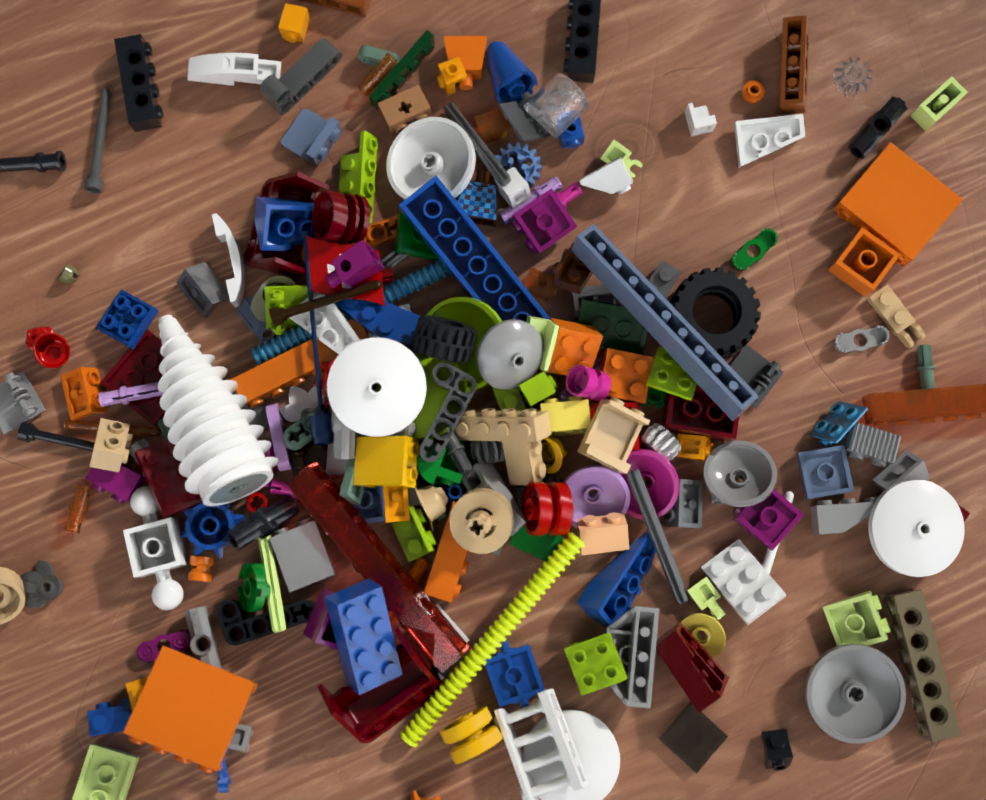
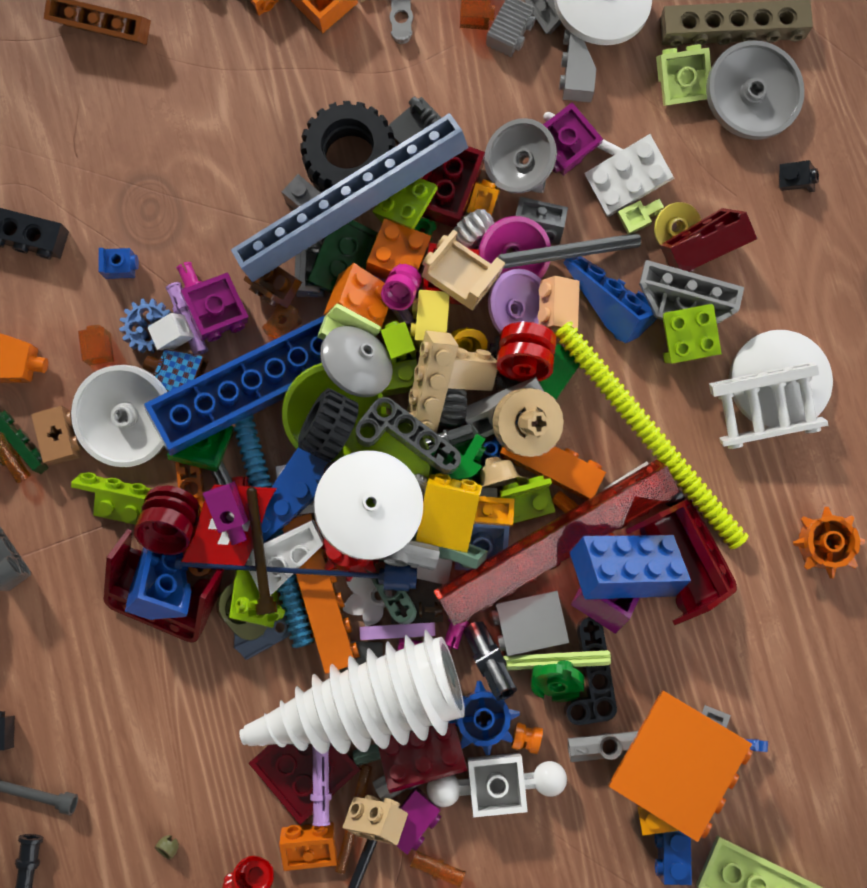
camera: 75 degrees left, 0 degrees up
(127, 319) = (233, 784): blue tile -> none
(149, 651) = (602, 773): magenta piece -> none
(202, 288) = (214, 692): flat silver panel -> none
(236, 285) = (156, 658): white slope -> none
(251, 499) = (460, 672): red bush -> none
(312, 136) = (64, 543): sand blue bracket -> none
(450, 73) = (27, 379): light orange bracket -> none
(472, 736) = (745, 473): yellow wheel -> none
(481, 149) = (121, 357): dark grey axle -> none
(508, 73) = (40, 315): blue cone -> none
(514, 675) = (690, 421): blue plate -> none
(522, 122) = (96, 308): dark grey hinge -> none
(557, 104) = (87, 267): clear brick -> none
(609, 178) = (180, 230): white slope -> none
(616, 150) = (158, 217): yellowish green plate -> none
(693, 737) = (775, 255): clear smoke tile -> none
(699, 120) = (135, 129): white panel -> none
(751, 97) = (119, 74): orange plate -> none
(764, 241) = (280, 89): green piece -> none
(765, 135) = (167, 65): white wing -> none
(825, 472) = (531, 76): sand blue plate -> none
(837, 422) = (484, 51): dark azure hinge -> none

